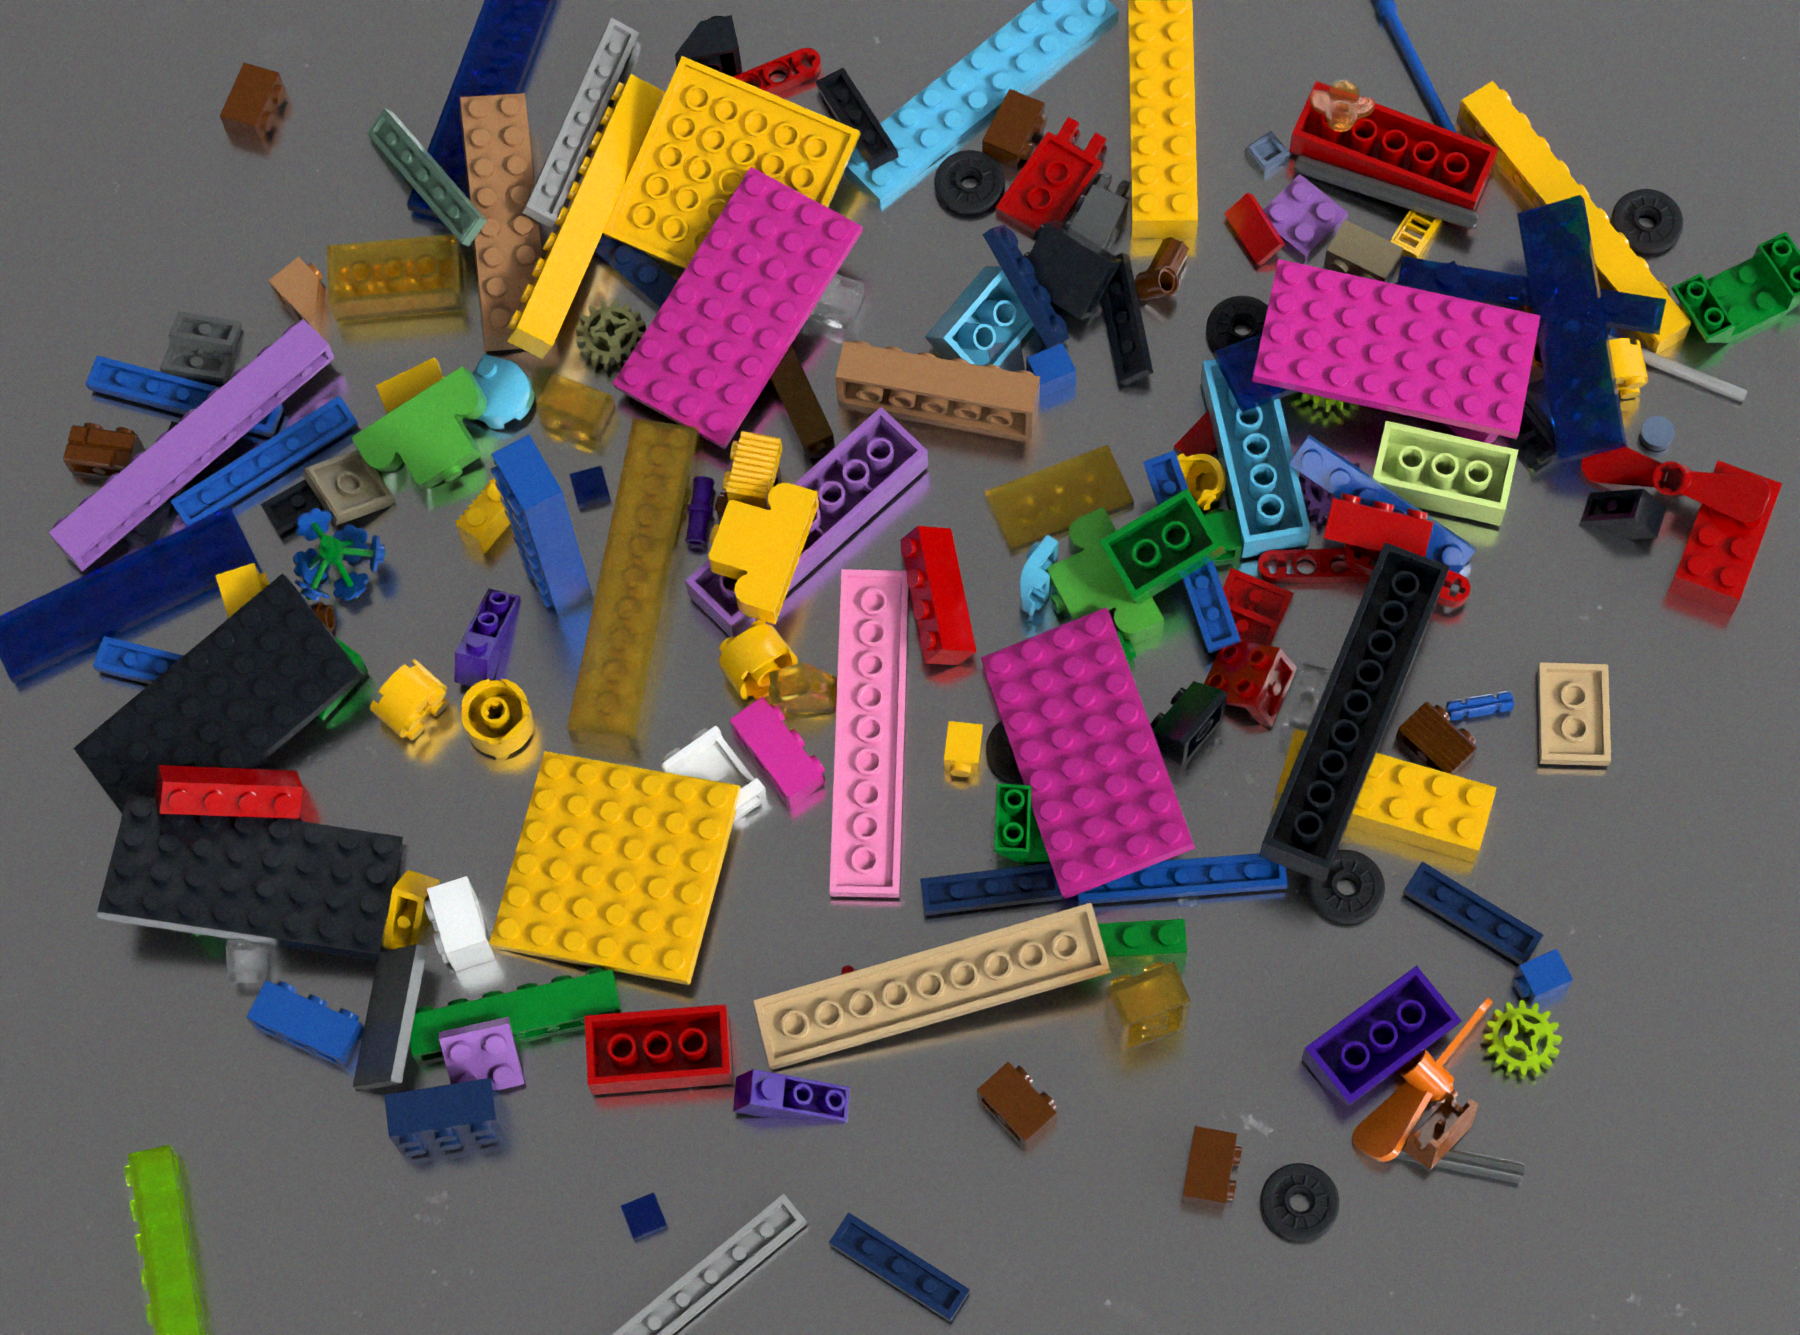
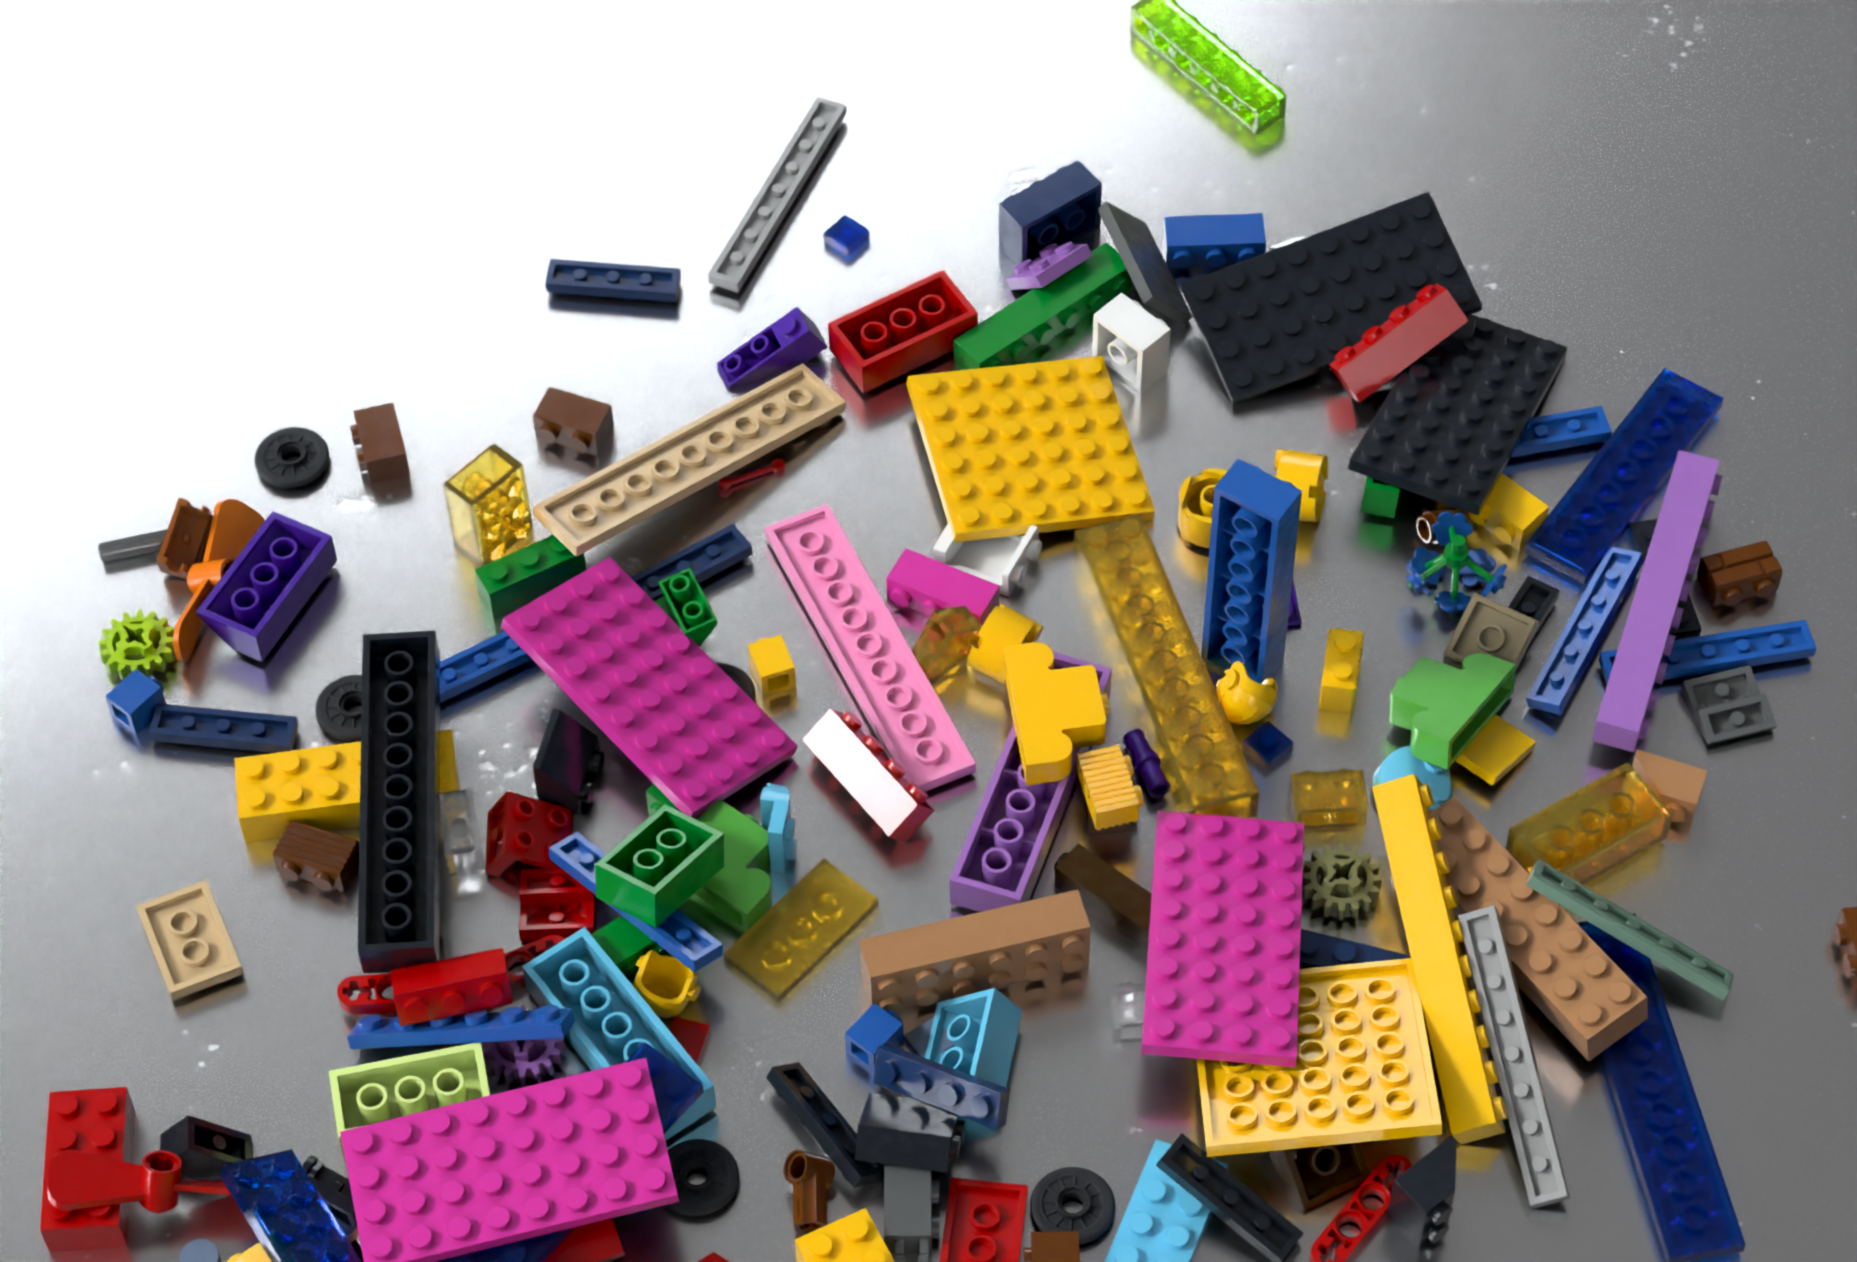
camera: 150 degrees right, 15 degrees down
(407, 913) = (1187, 351): yellow slope -> none
(589, 520) = (1244, 698): none -> yellow cap
(1480, 705) = (288, 912): blue axle -> none

